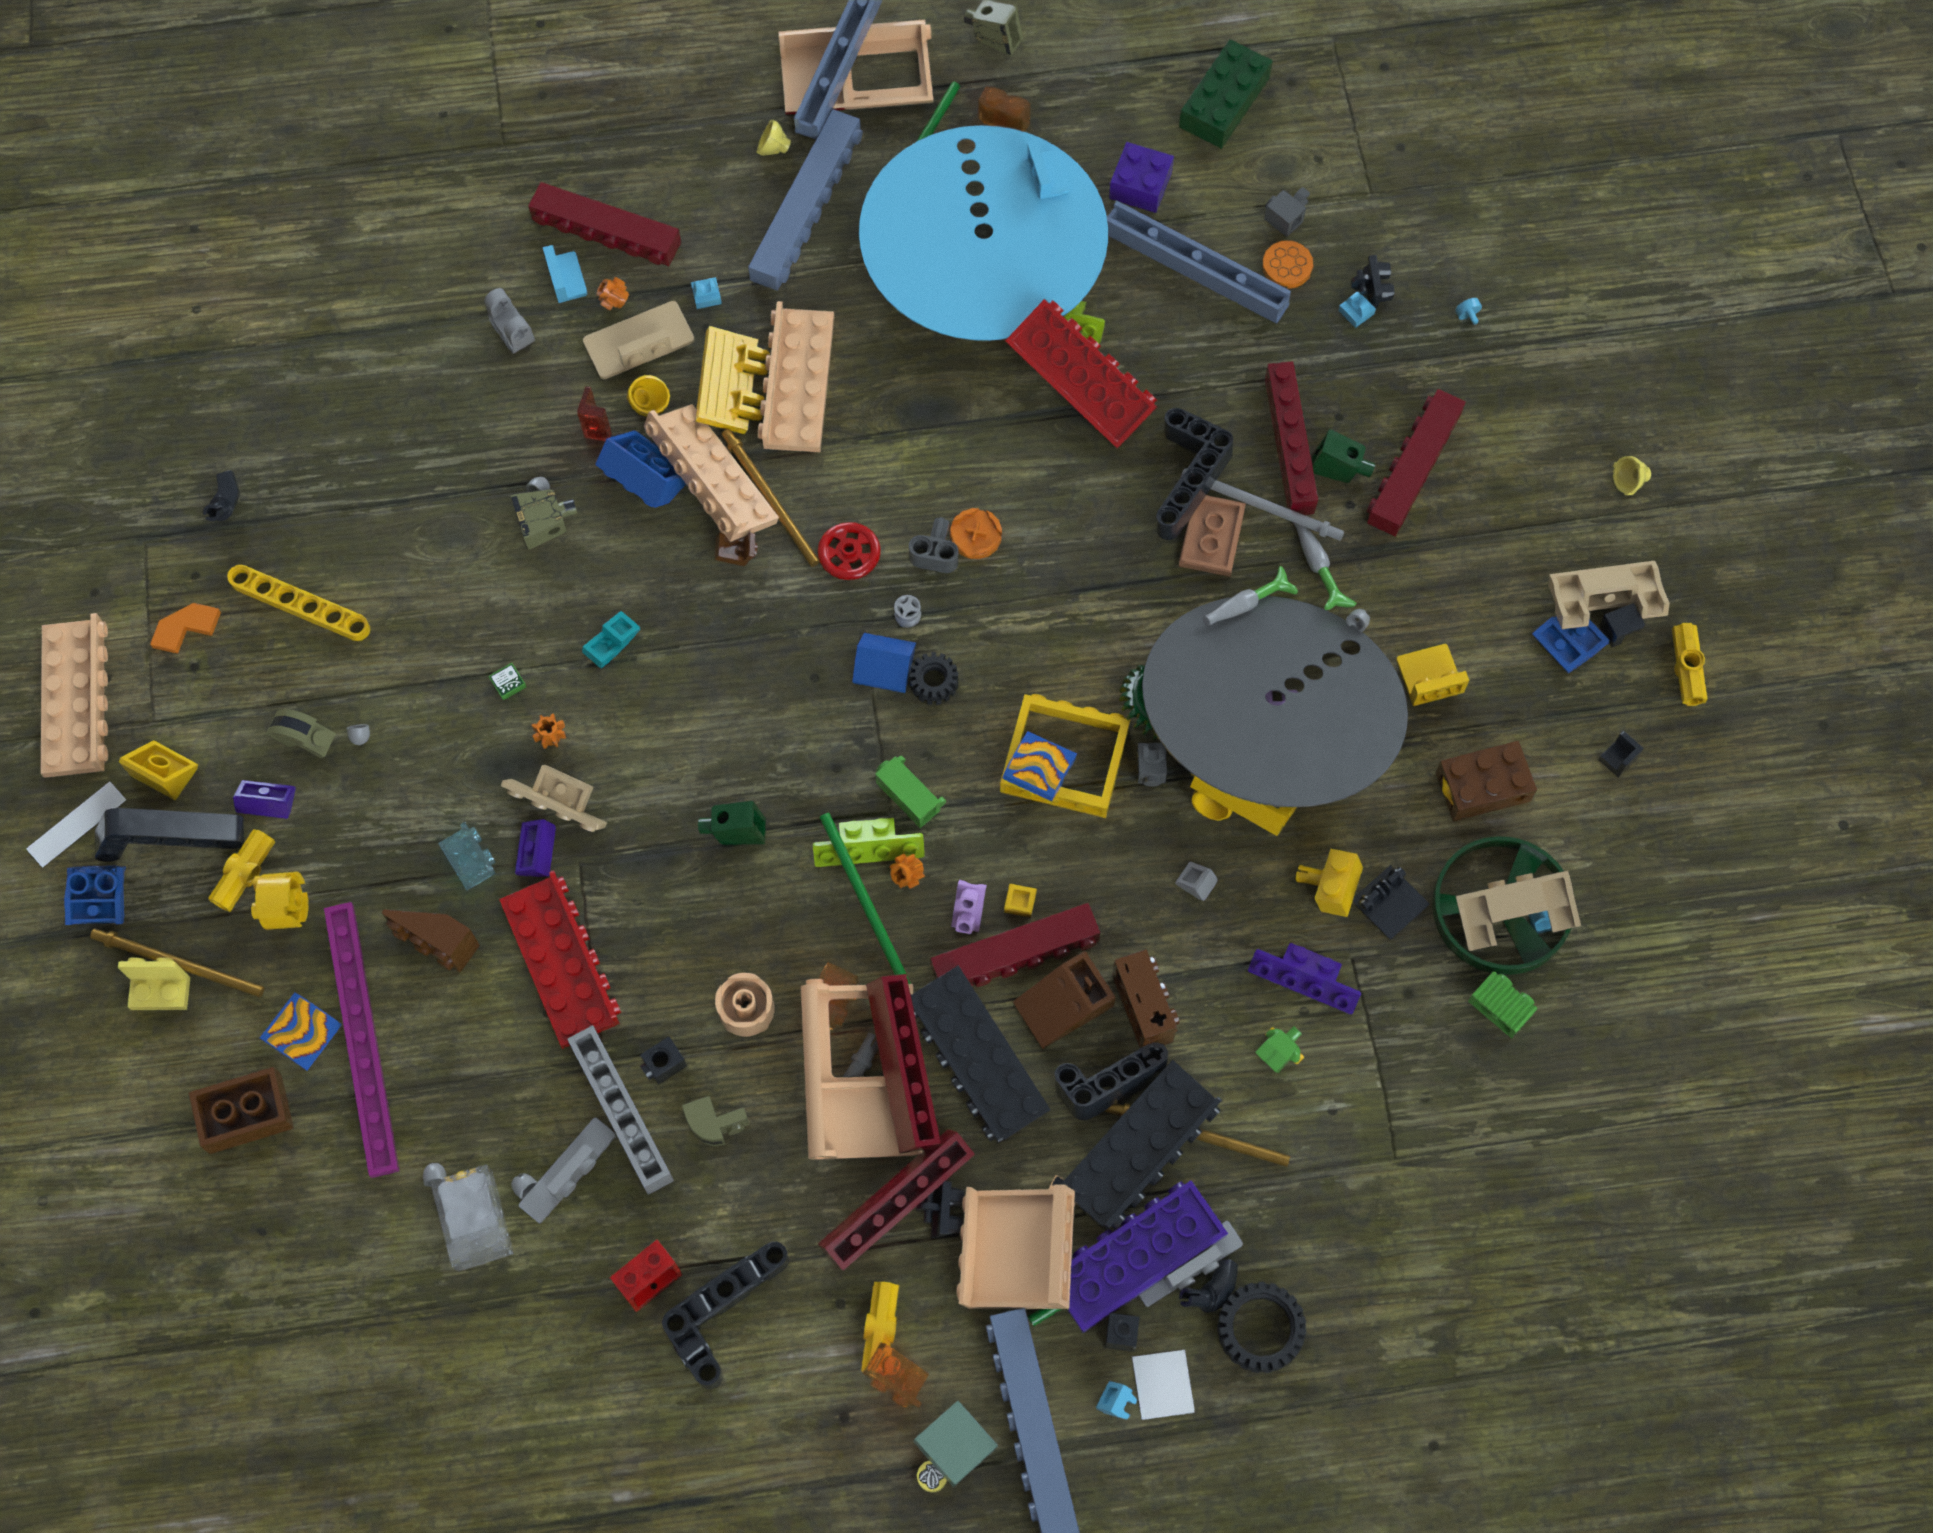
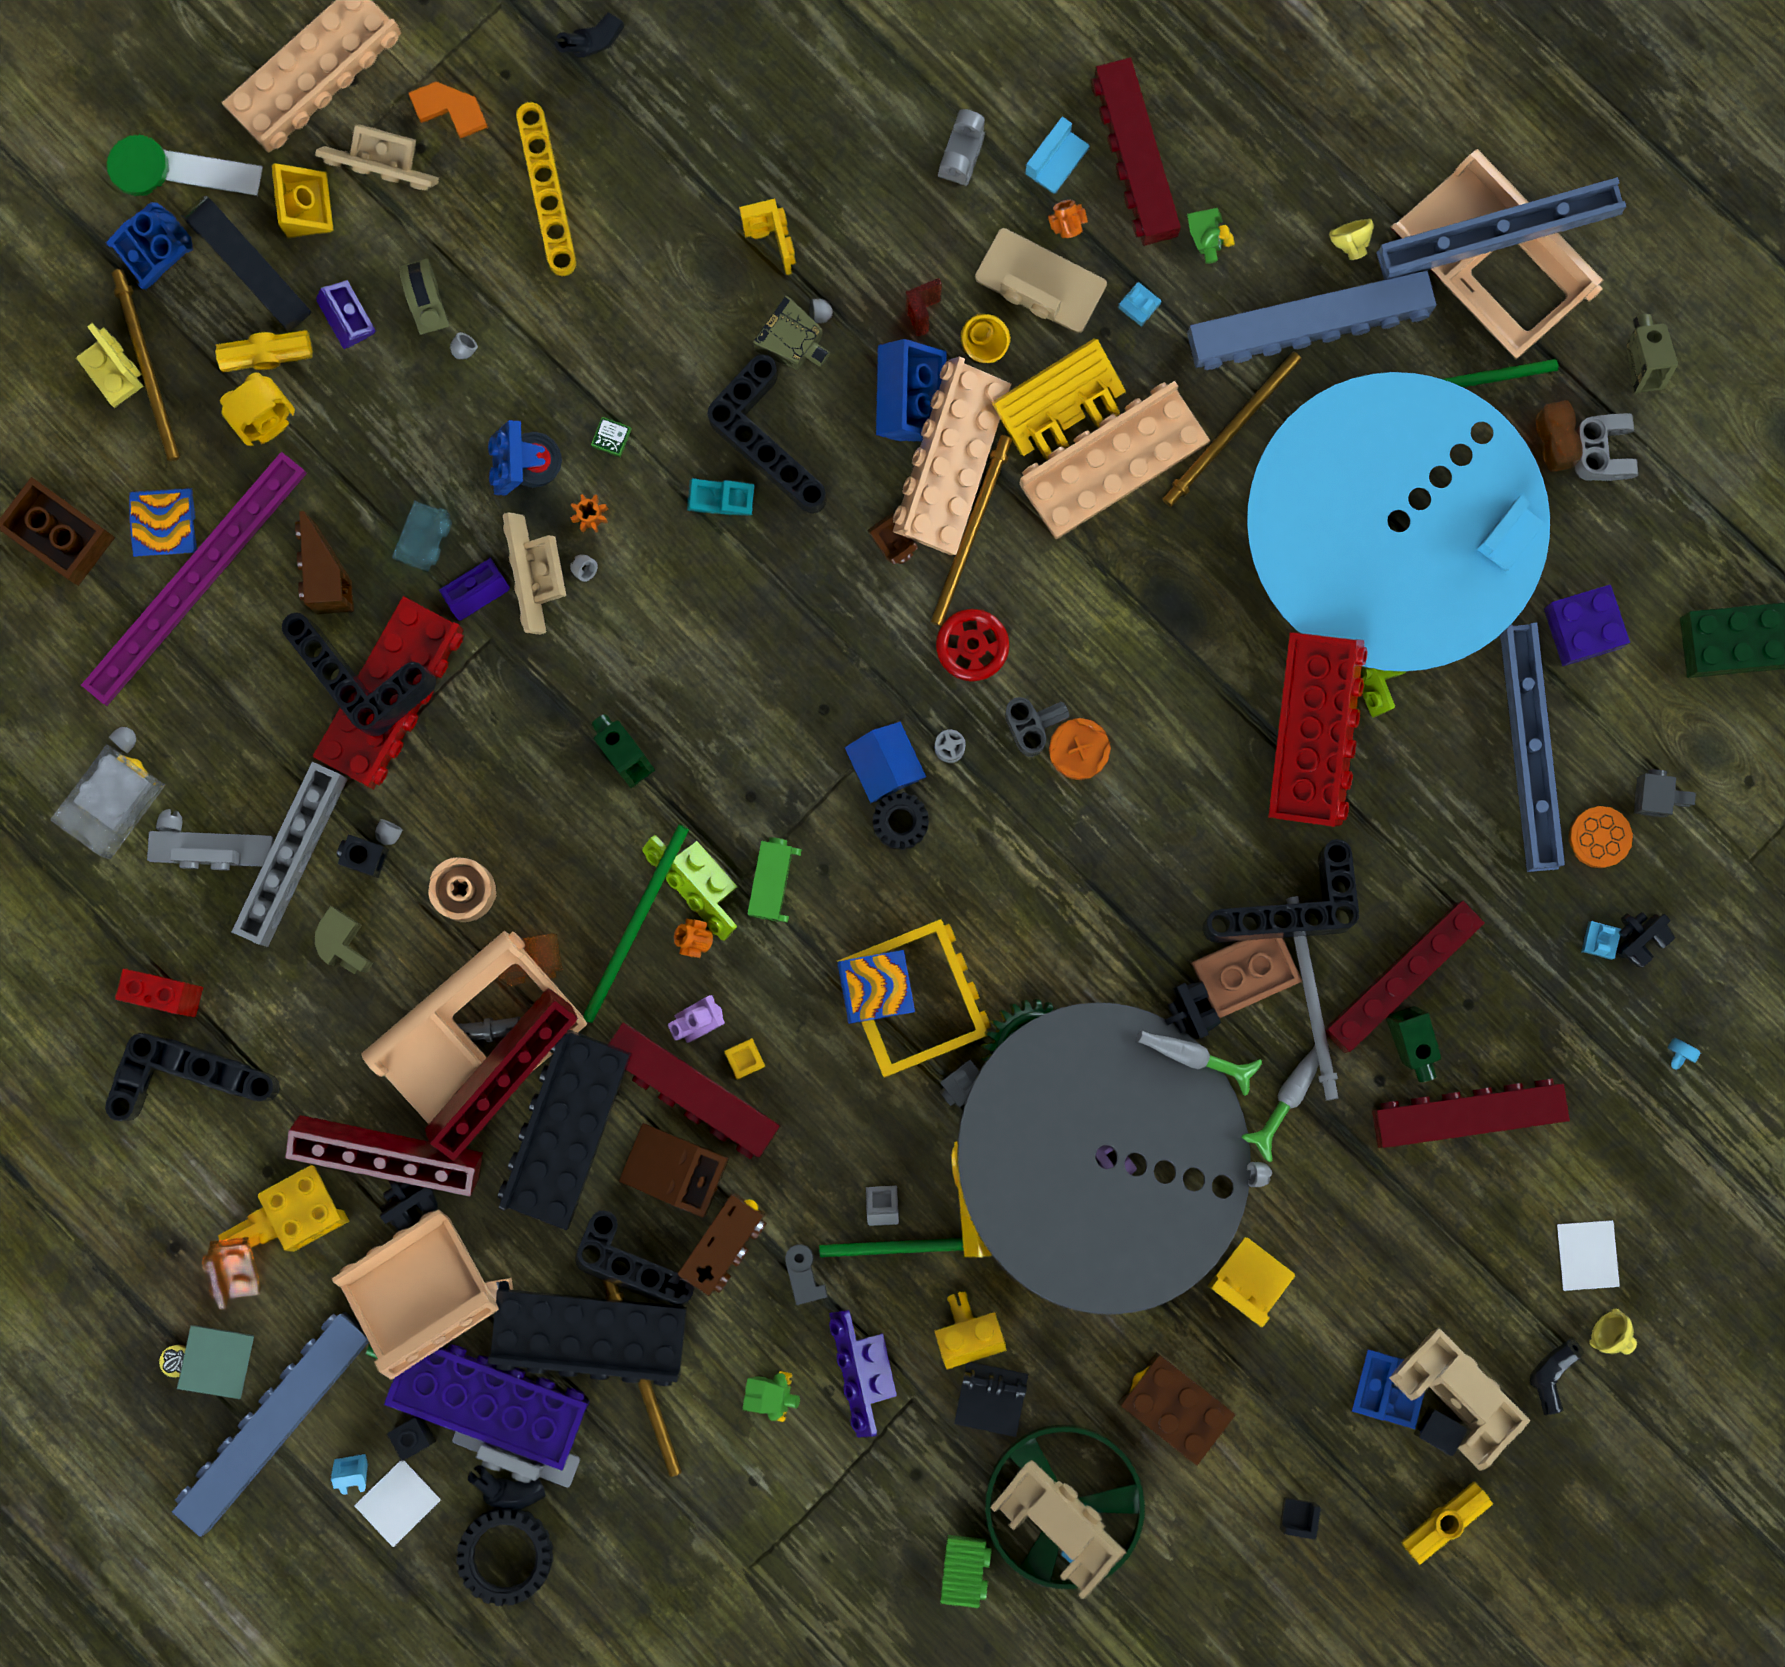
camera: 55 degrees right, 15 degrees up
(30, 864) = (137, 165): none -> green tile
(175, 689) = (380, 153): none -> tan bracket
(454, 467) = (764, 217): none -> yellow bracket
(470, 748) = (521, 459): none -> blue plate
(531, 974) = (347, 682): none -> black beam
(583, 762) = (589, 570): none -> light grey hinge
(597, 582) = (760, 441): none -> black beam
(659, 1031) = (387, 832): none -> light grey hinge
(696, 219) = (1208, 234): none -> bright green piece
(849, 349) = (1181, 486): none -> pearl gold bar
(889, 1289) = (301, 1209): none -> yellow bracket
(1048, 99) = (1599, 449): none -> light grey piece
(1207, 967) = (799, 1265): none -> dark grey leg
(1213, 586) = (1199, 1023): none -> black hips
(1234, 890) = (891, 1247): none -> green piece
(1565, 459) = (1588, 1255): none -> white sticker
(1629, 532) = (1550, 1370): none -> black arm

